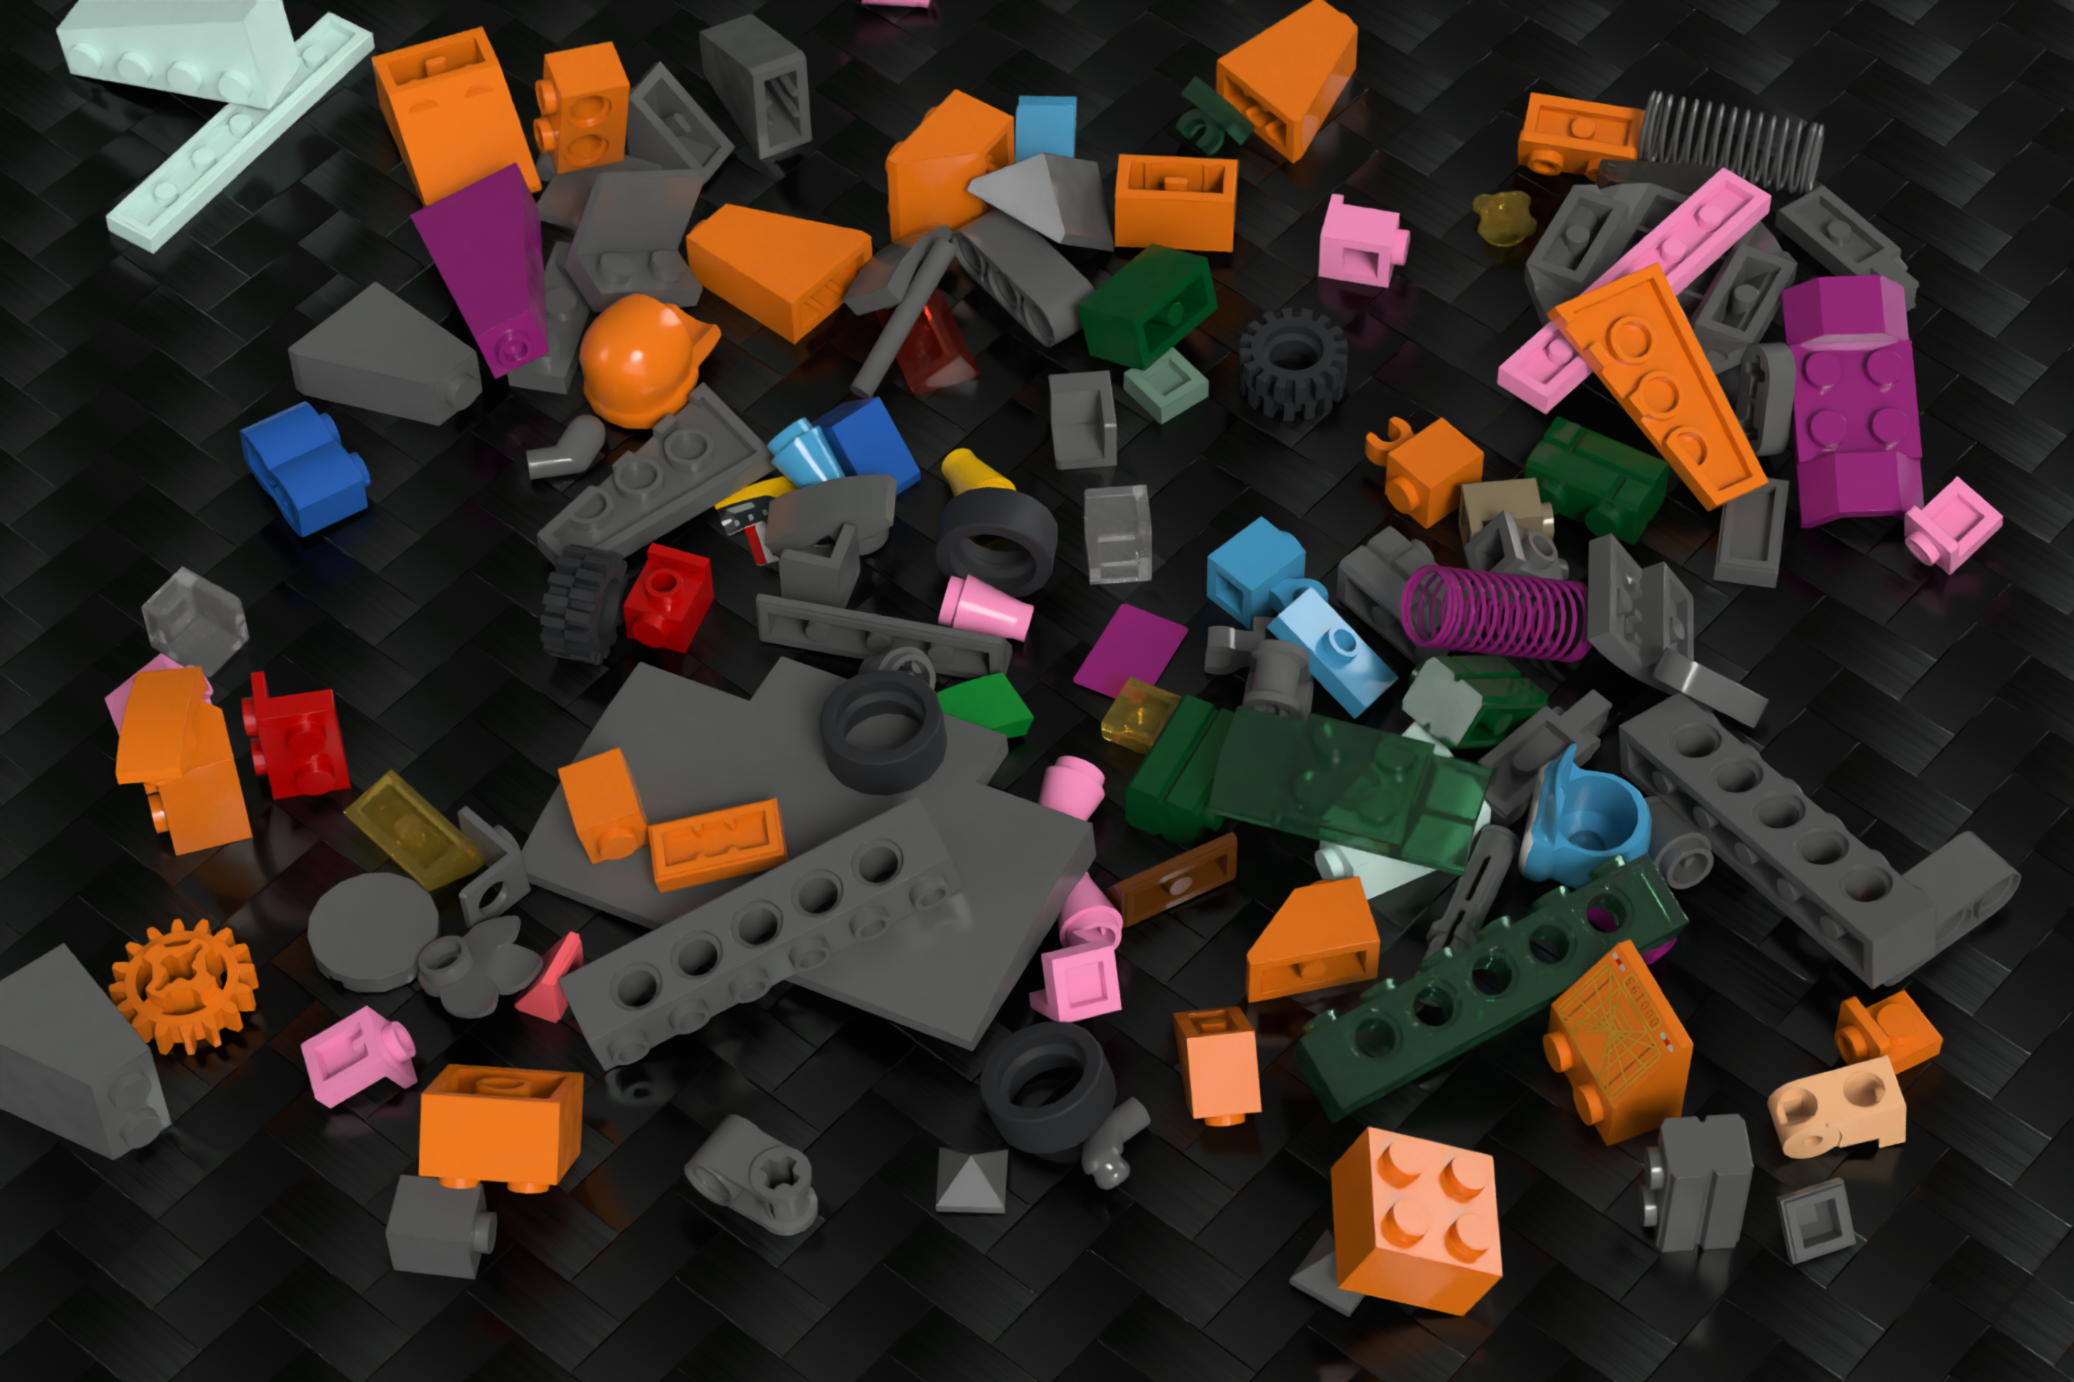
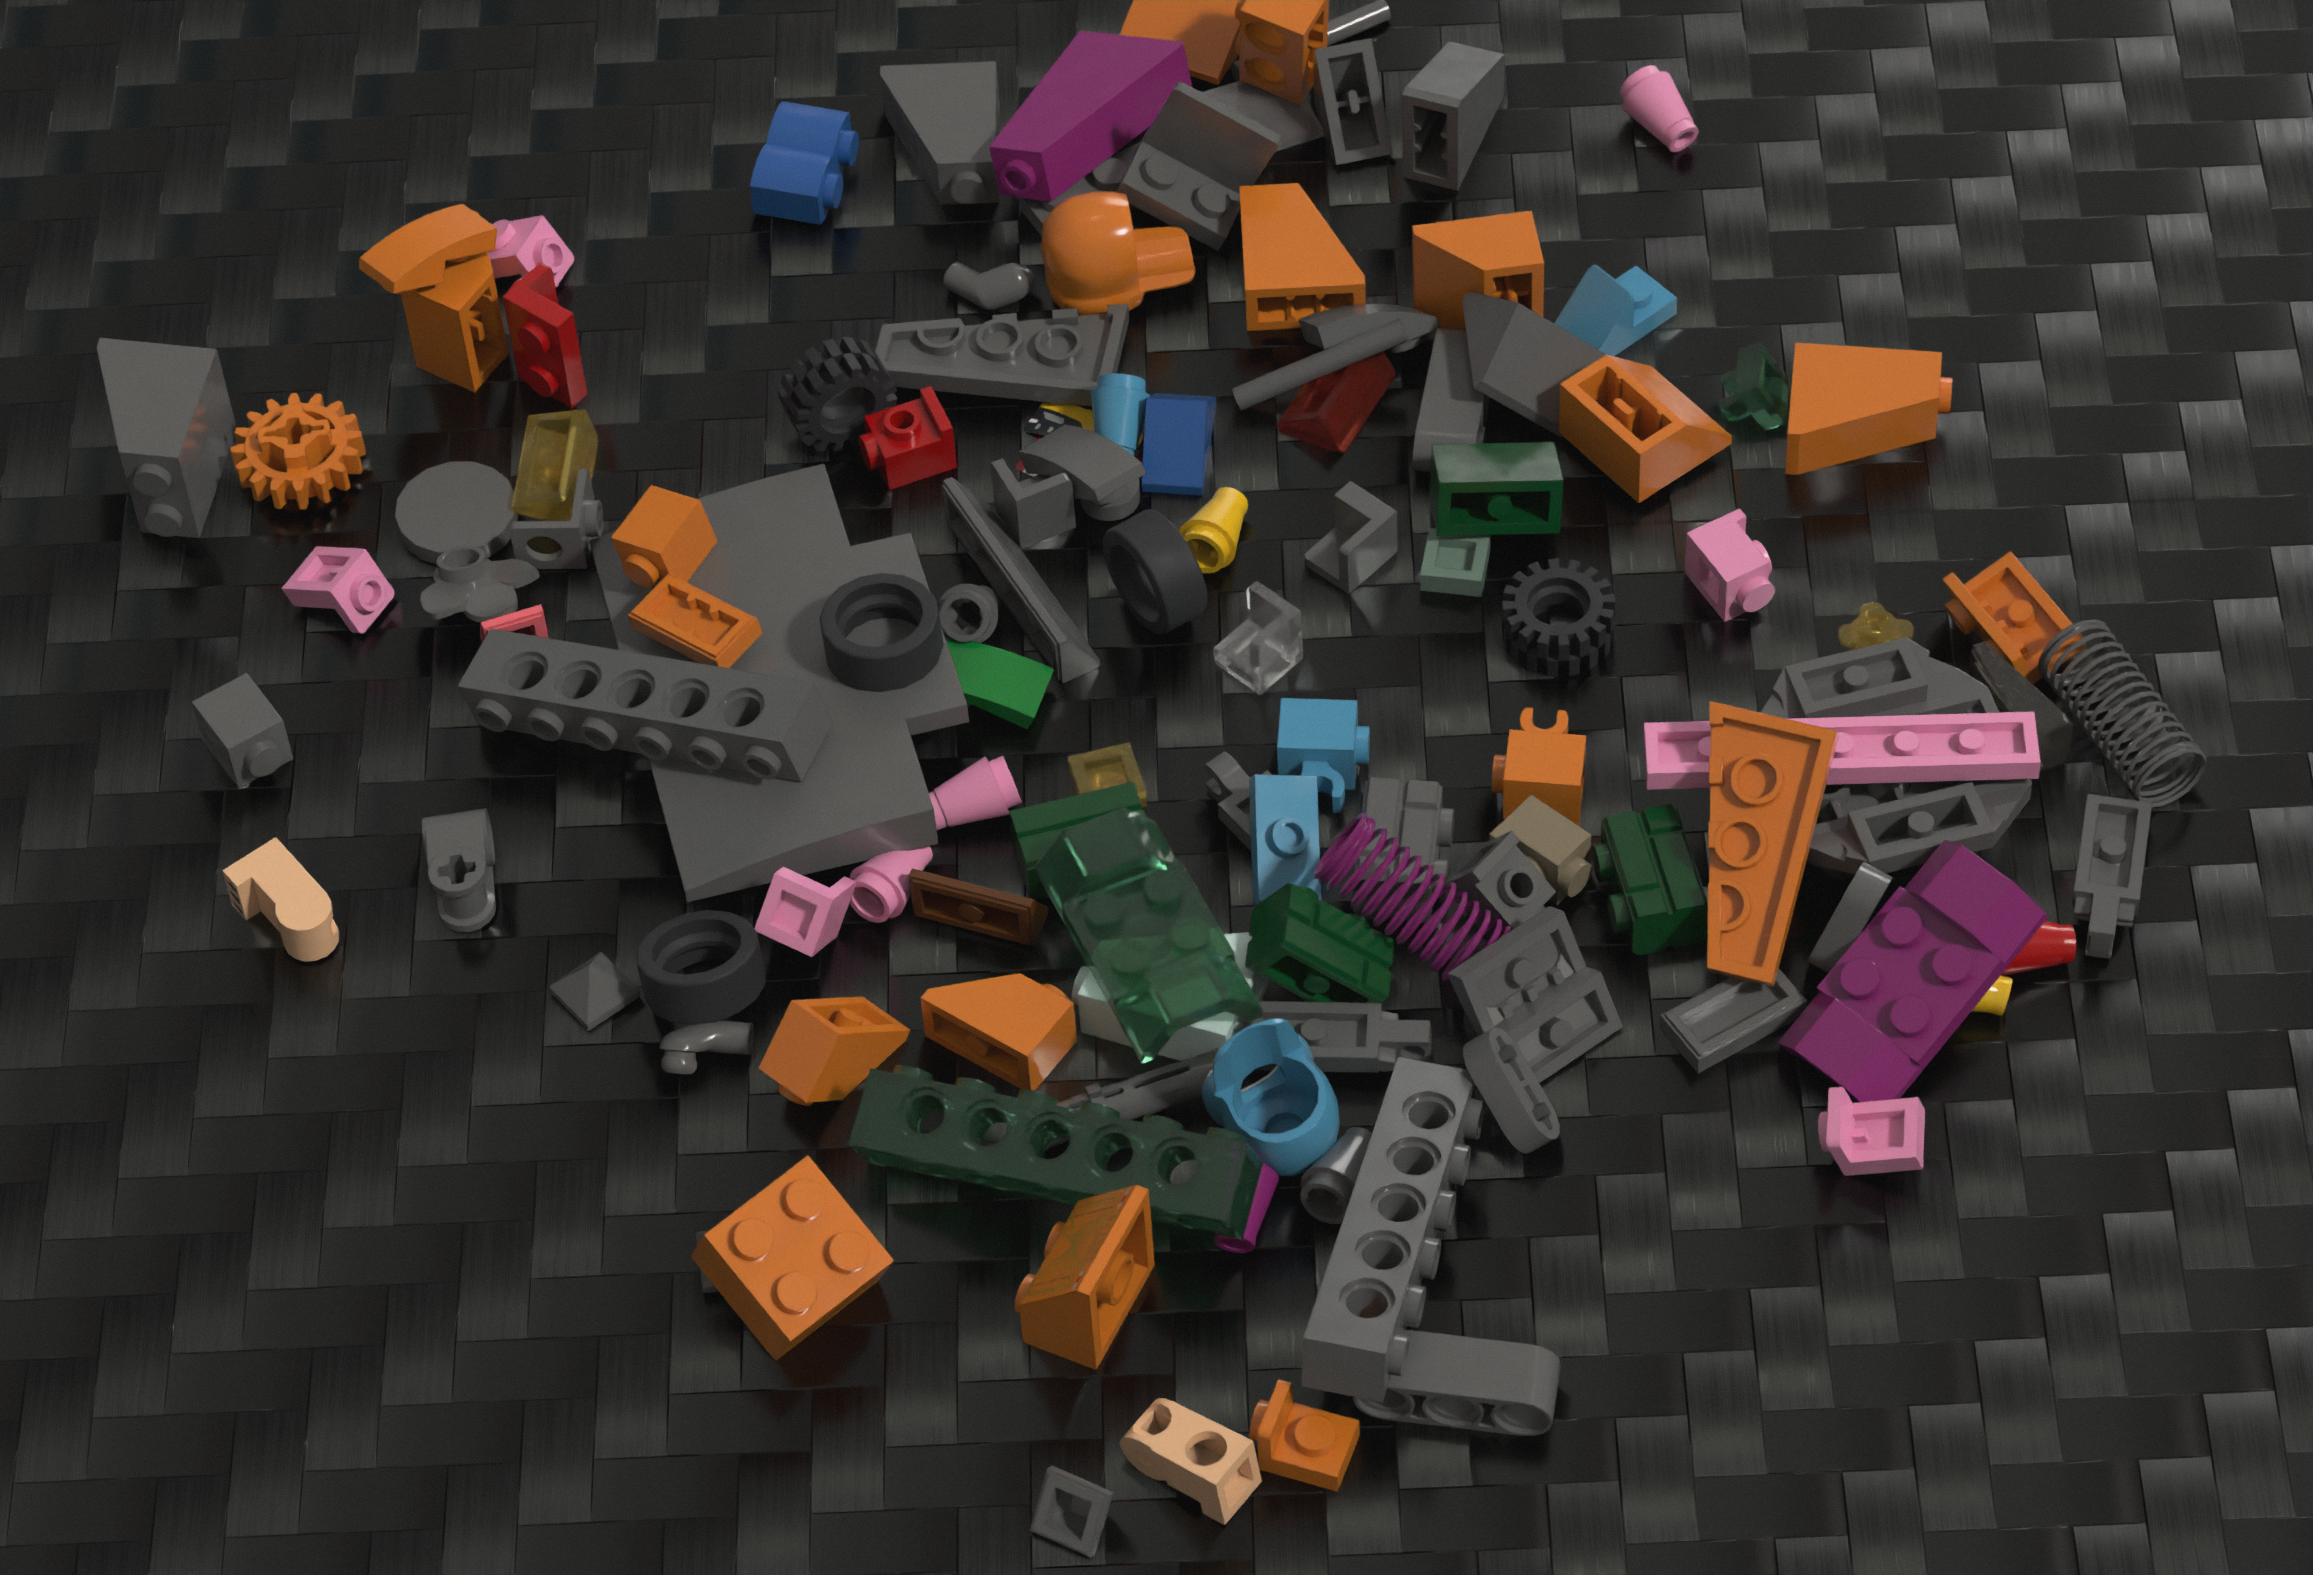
camera: 50 degrees right, 0 degrees up
(195, 621) = (605, 215): clear panel -> none
(500, 1127) = (337, 692): orange brick -> none
(654, 1318) = (288, 896): none -> light nougat leg
(984, 609) = (1101, 615): bright pink cone -> none
(1130, 646) = (1175, 733): magenta sticker -> none
(1280, 679) = (1202, 836): dark grey piece -> none
(1697, 1183) = (1004, 1403): dark grey brick -> none

